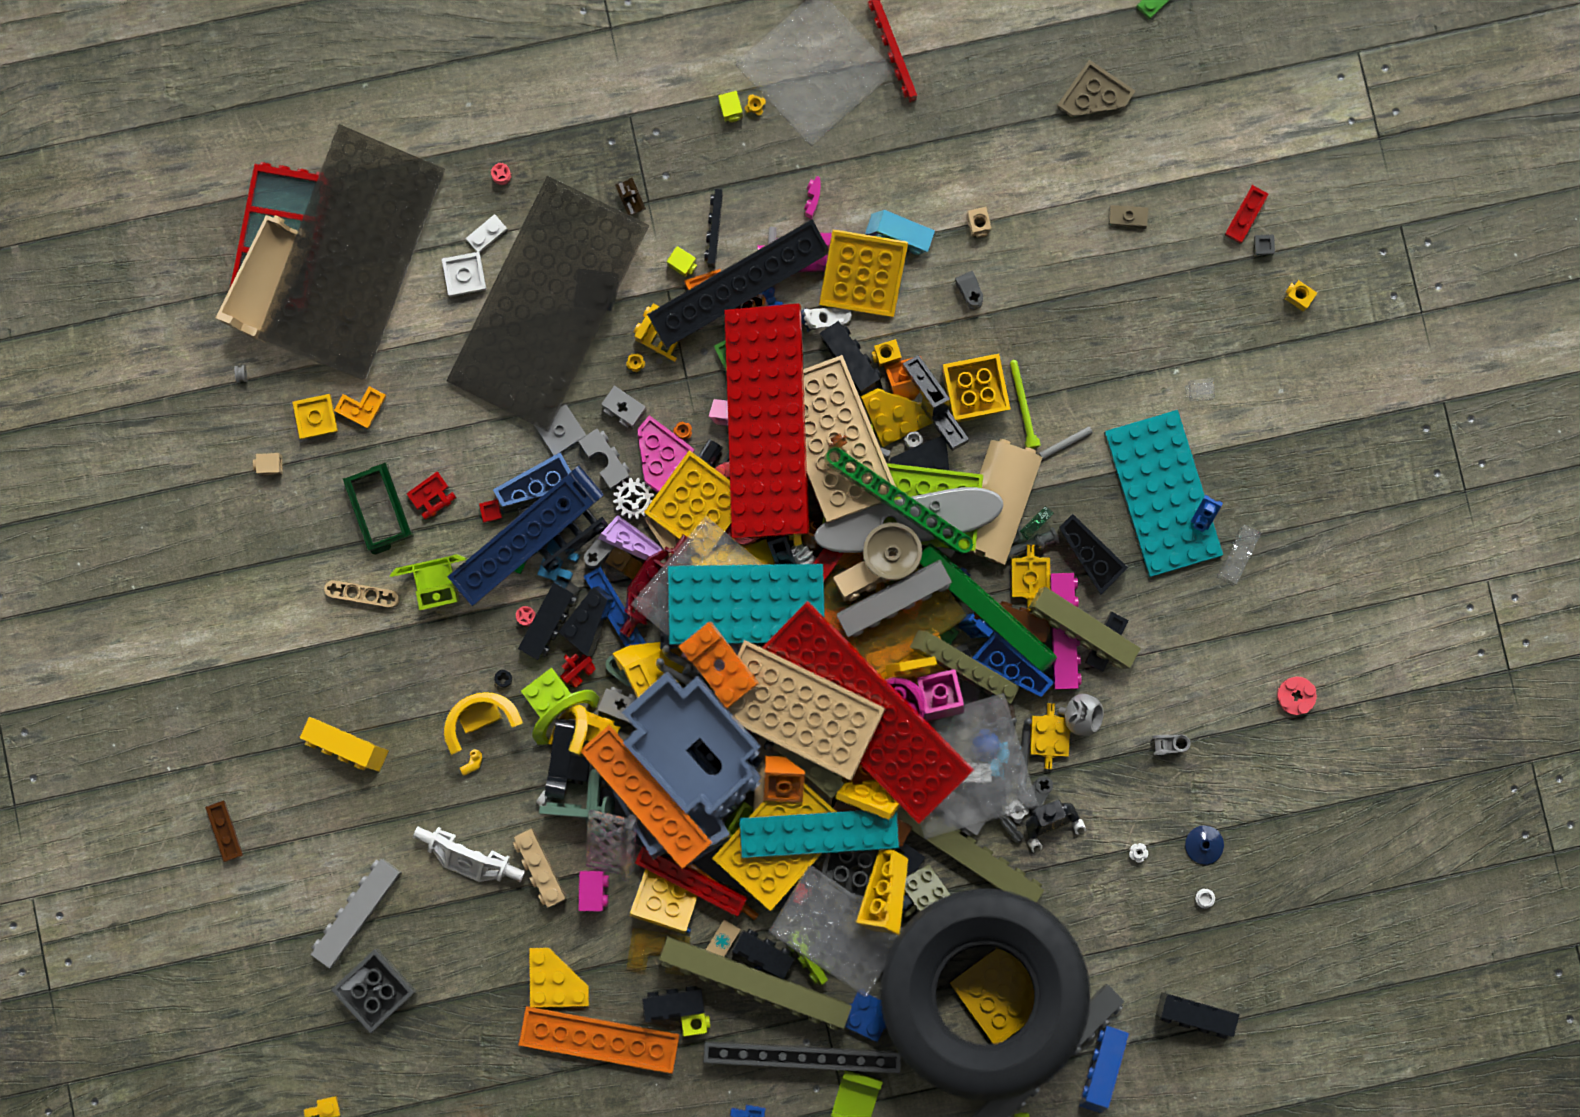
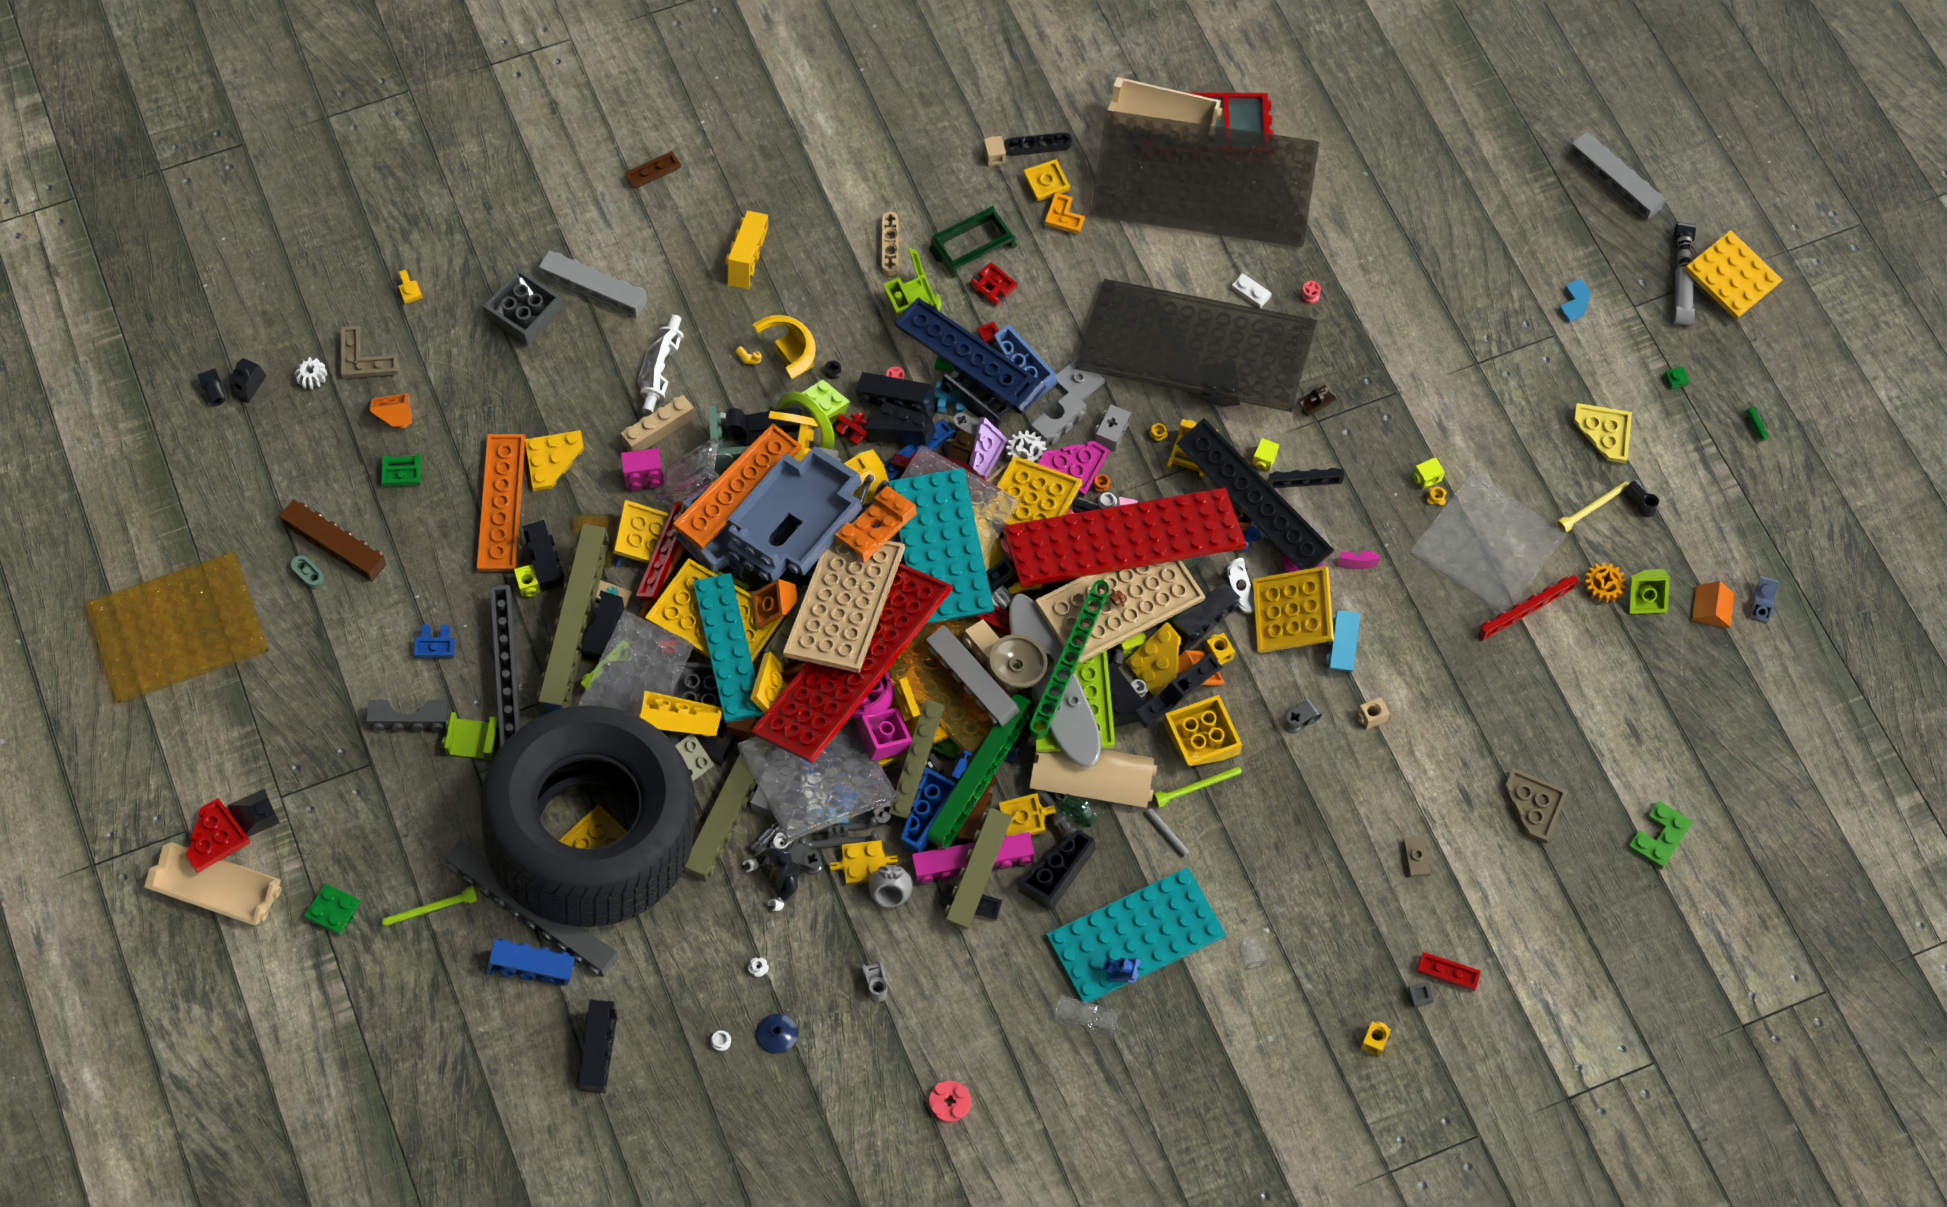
camera: 80 degrees right, 20 degrees down
(240, 373) = (1072, 116): light grey bush -> none
(266, 417) = (1037, 141): none -> black beam
(464, 274) = (1208, 277): white plate -> none
(704, 429) = (1107, 500): none -> white plate

